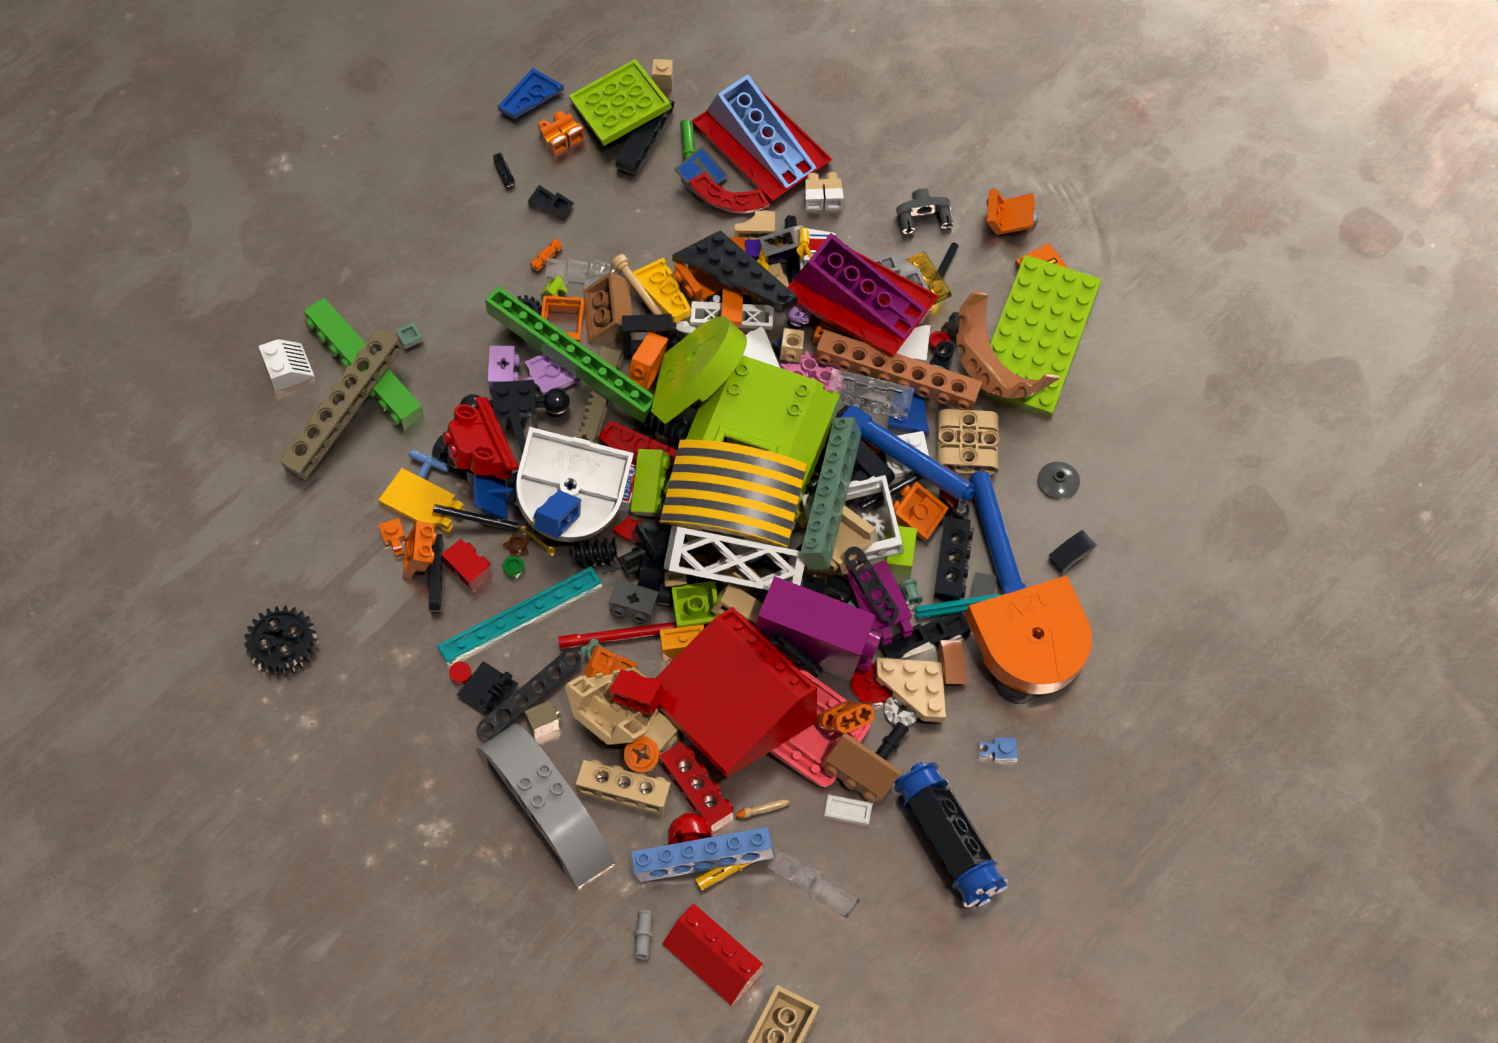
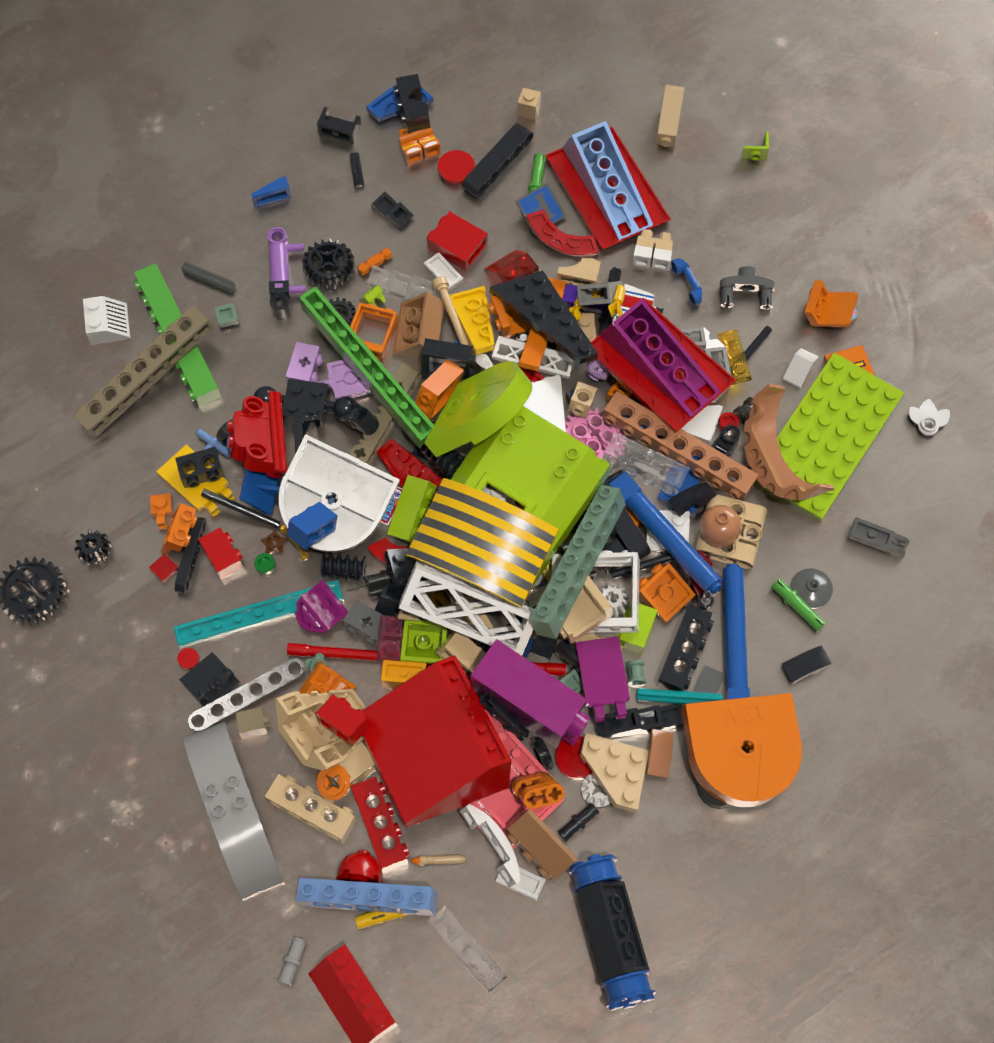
camera: 15 degrees right, 5 degrees up
(333, 585) = (89, 554): none -> black gear
(380, 302) = (208, 277): none -> dark grey axle
(411, 591) = (164, 568): none -> red tile
(421, 481) = (198, 462): none -> black brick
(424, 207) = (273, 192): none -> blue slope
(452, 283) = (279, 285): none -> medium lavender piece
(474, 133) = (338, 128): none -> black panel
(503, 271) = (328, 270): none -> black gear
(540, 85) = (414, 113): none -> black arch
(576, 406) = (361, 419): none -> black piece
(582, 596) = (319, 609): none -> magenta slope
(603, 155) = (455, 166): none -> red tile
(612, 247) = (439, 266): none -> white tile
(620, 102) = (481, 124): lime plate -> none
(625, 219) = (457, 240): none -> red brick
(659, 608) = (389, 638): none -> clear pink slope
(686, 233) = (511, 267): none -> clear red slope
(806, 60) = (670, 116): none -> tan slope
(817, 773) = (498, 840): none -> white slope
(839, 684) = (542, 753): none -> black gear
(853, 202) = (680, 266): none -> blue bar
(867, 587) = (598, 660): black beam -> none
(900, 80) = (757, 152): none -> lime bracket
(928, 412) = (697, 494): none -> black slope
(957, 437) = (720, 526): none -> nougat cylinder
(994, 277) = (800, 368): none -> white slope
(1002, 749) = (687, 853): medium blue plate -> none
(1050, 497) = (790, 597): none -> bright green pin
(1110, 419) = (877, 537): none -> dark grey hinge
(1129, 297) = (928, 415): none -> white plate

